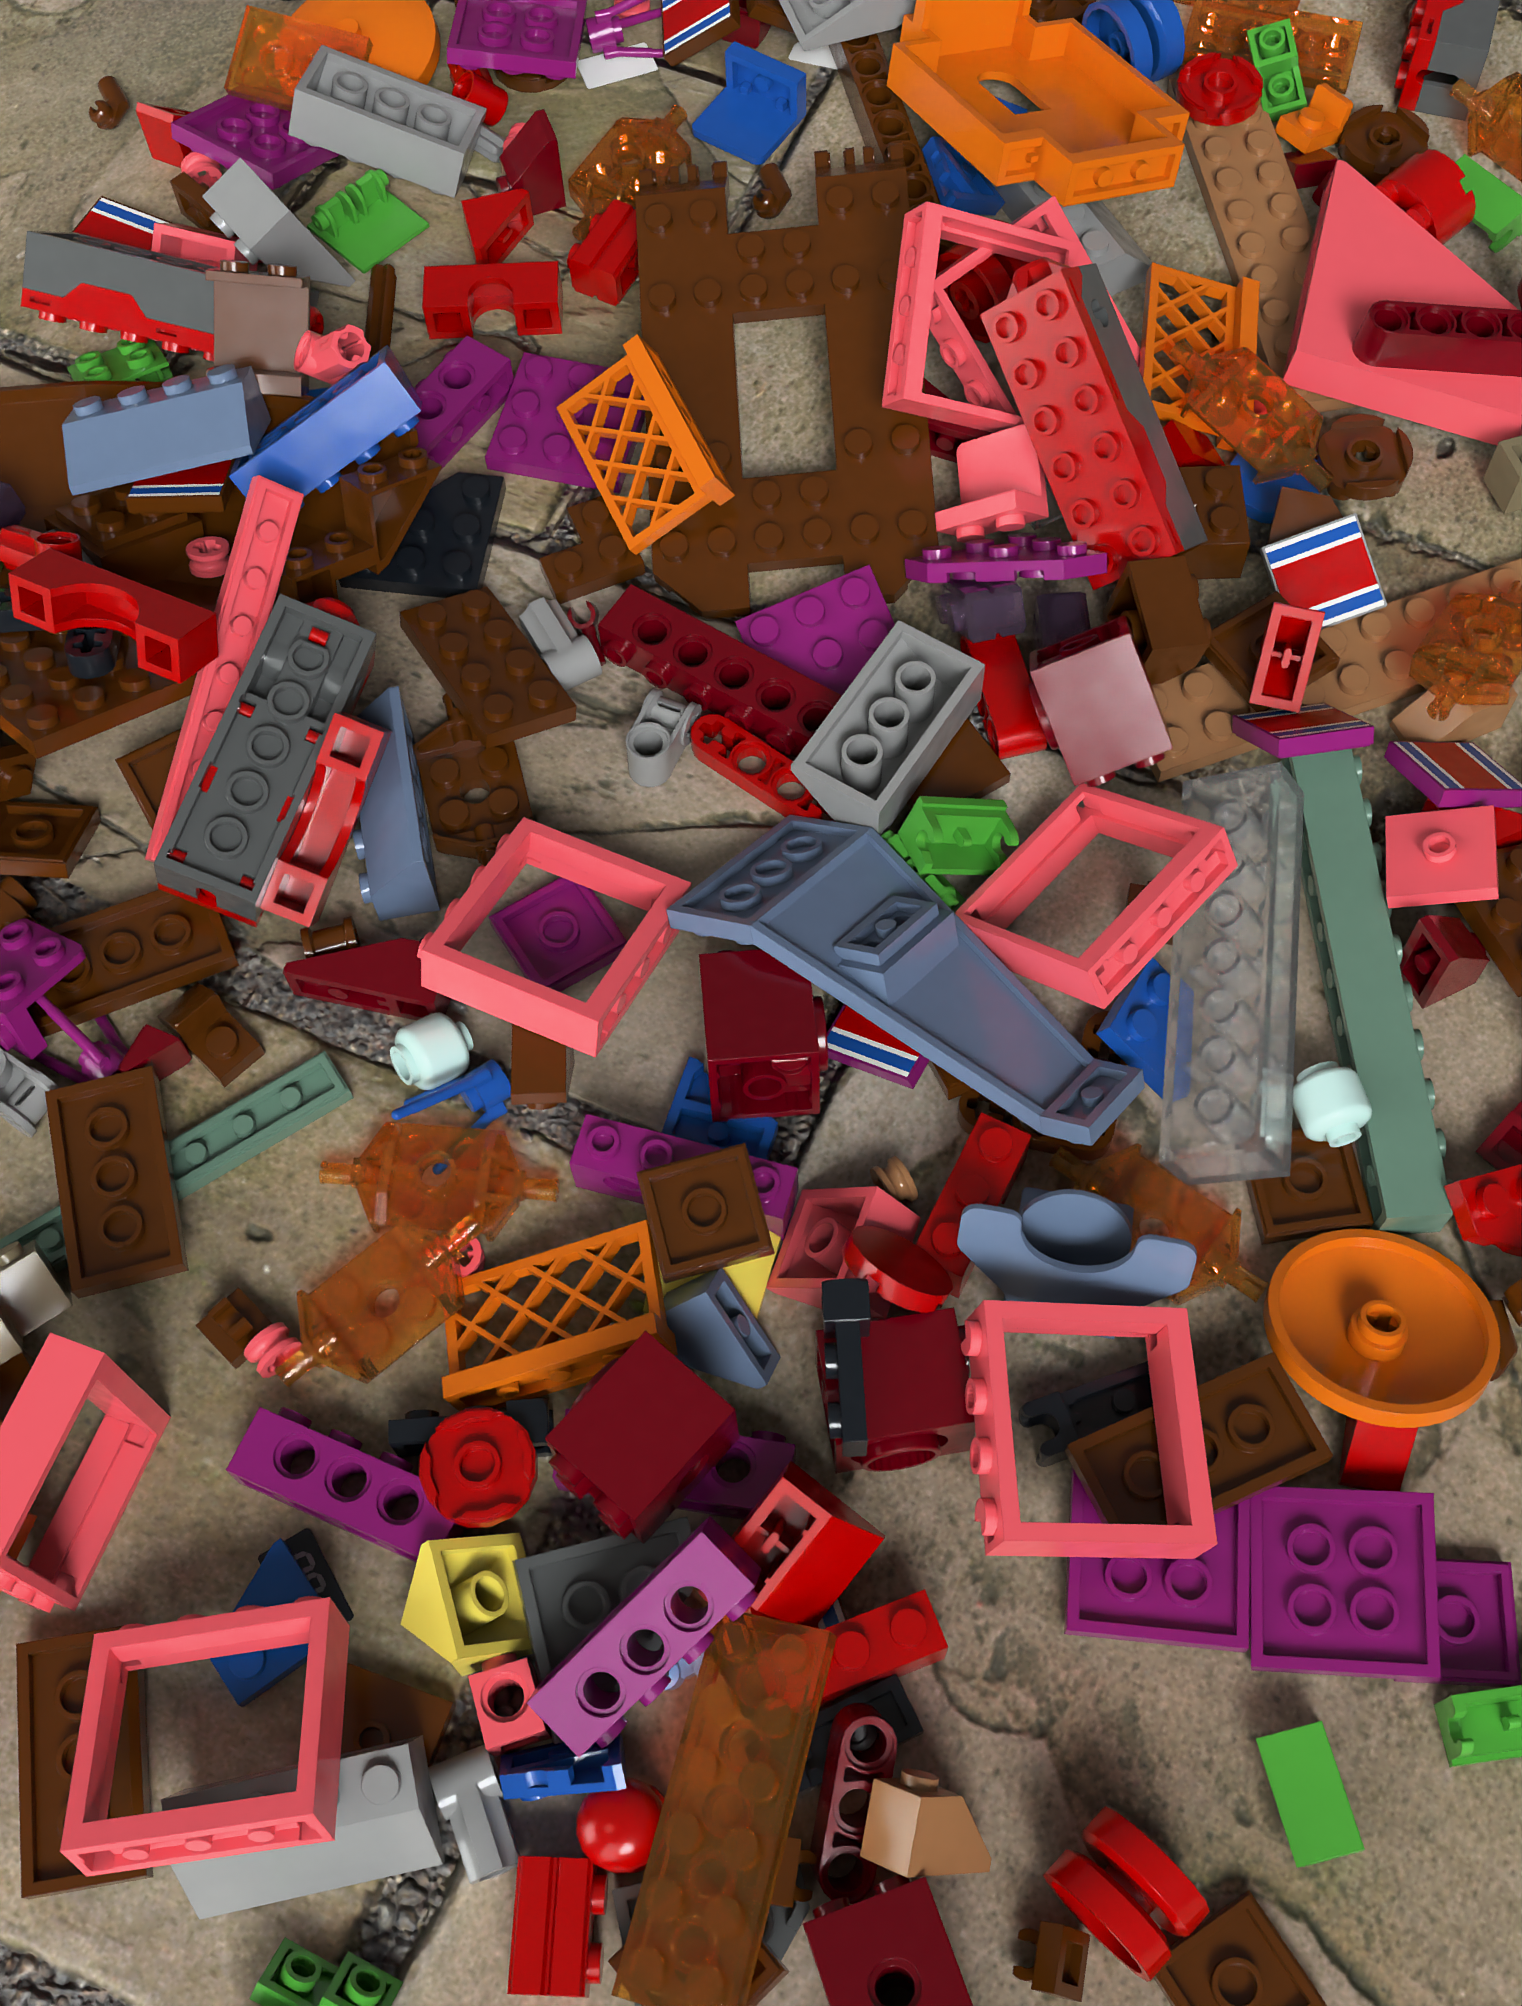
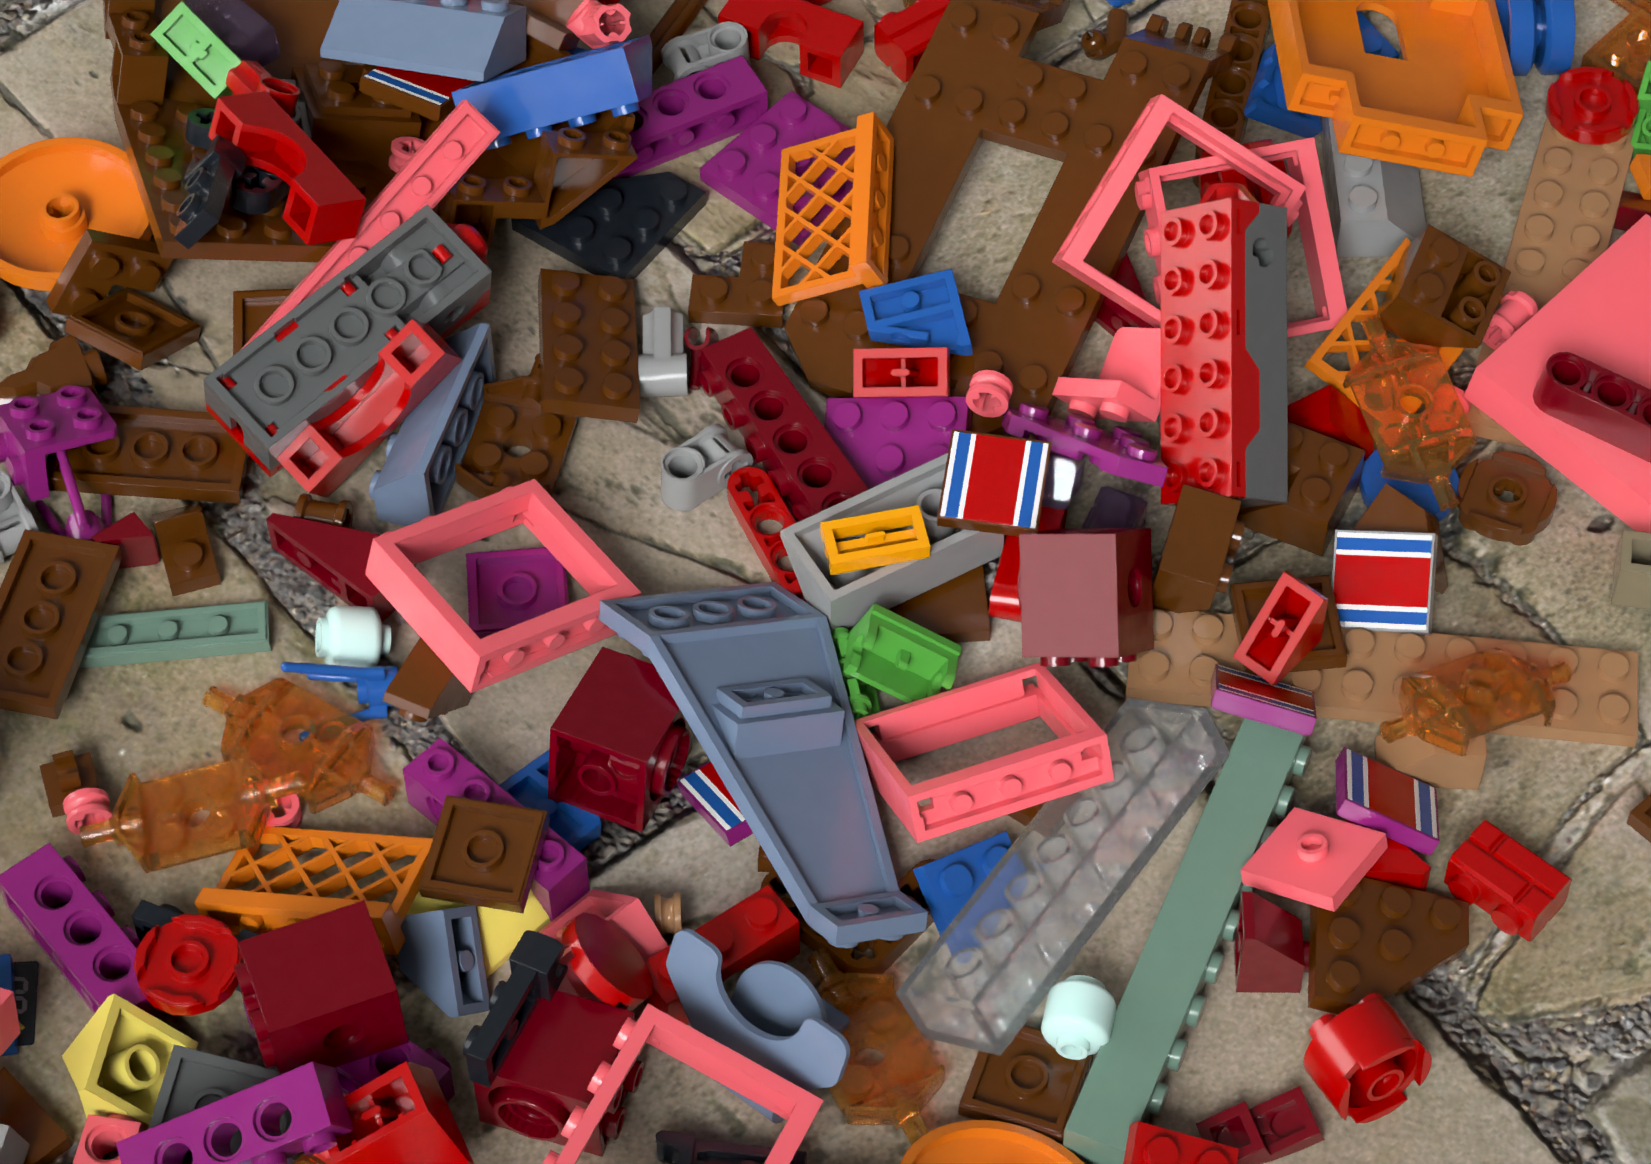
camera: 25 degrees right, 10 degrees down
(50, 671) = (207, 189): none -> black plate
(429, 343) = (705, 49): none -> light grey piece
(780, 507) = (918, 313): none -> blue wing
(798, 567) = (901, 372): none -> slope
(856, 761) = (876, 547): none -> light orange tile
(888, 553) = (990, 404): none -> coral bush
(962, 634) = (994, 483): none -> tile
(1218, 296) = (1442, 293): none -> reddish brown slope
(1278, 309) = (1512, 314): none -> coral bush

